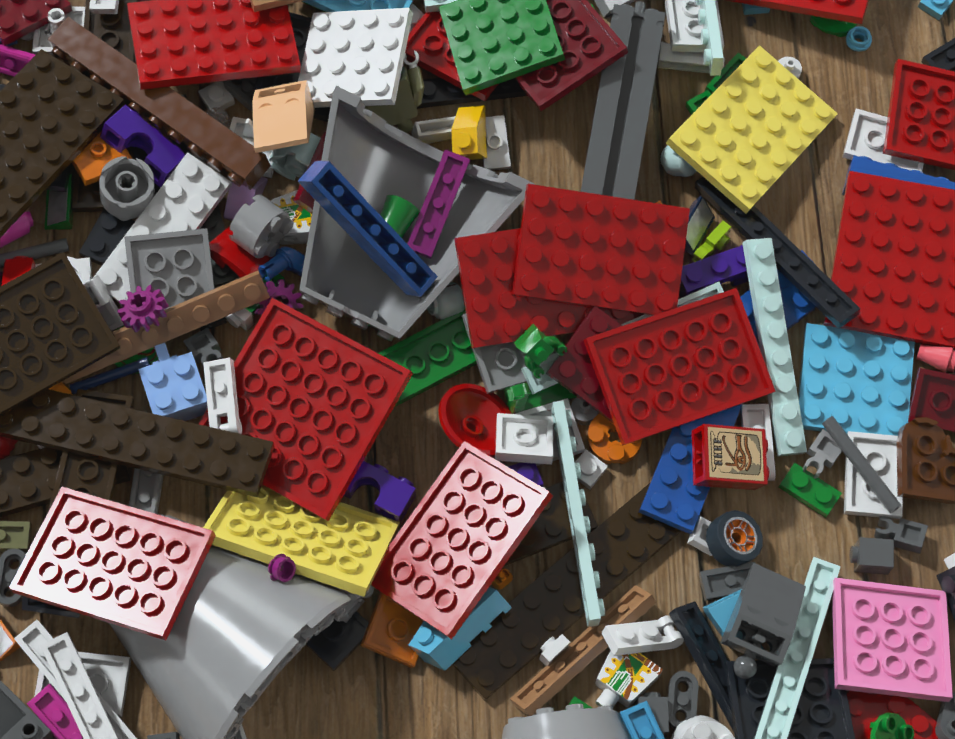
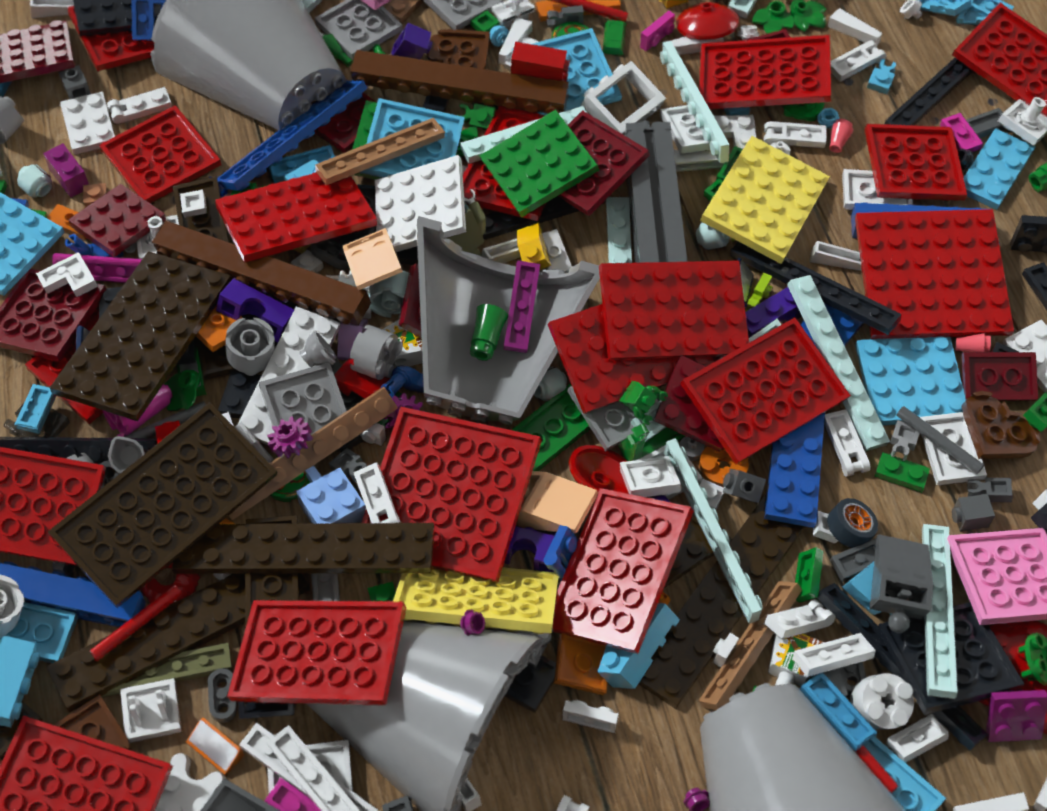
camera: 10 degrees left, 10 degrees down
(47, 220) = (183, 389): none -> green plate
(110, 375) = (271, 504): dark blue bar -> none
(197, 212) = (317, 350): none -> light grey piece
(203, 506) = (382, 592): none -> green plate
(367, 228) = (471, 329): blue brick -> none
(379, 683) = (599, 718): none -> white plate
(407, 498) = (561, 550): none -> blue plate
(412, 446) = (555, 502): none -> light nougat slope
(574, 139) = (618, 230): none -> light aqua plate
(626, 469) = (743, 485): none -> dark grey brick
(665, 685) = (833, 654): none -> white plate
(669, 585) = (809, 573): none -> green plate
(729, 457) = (829, 454): brick -> none
(749, 27) = (737, 127): none -> white plate
(813, 51) = (795, 134): none -> white plate
(813, 214) = (835, 256): none -> white piece
(866, 62) = (840, 134): none -> coral cone

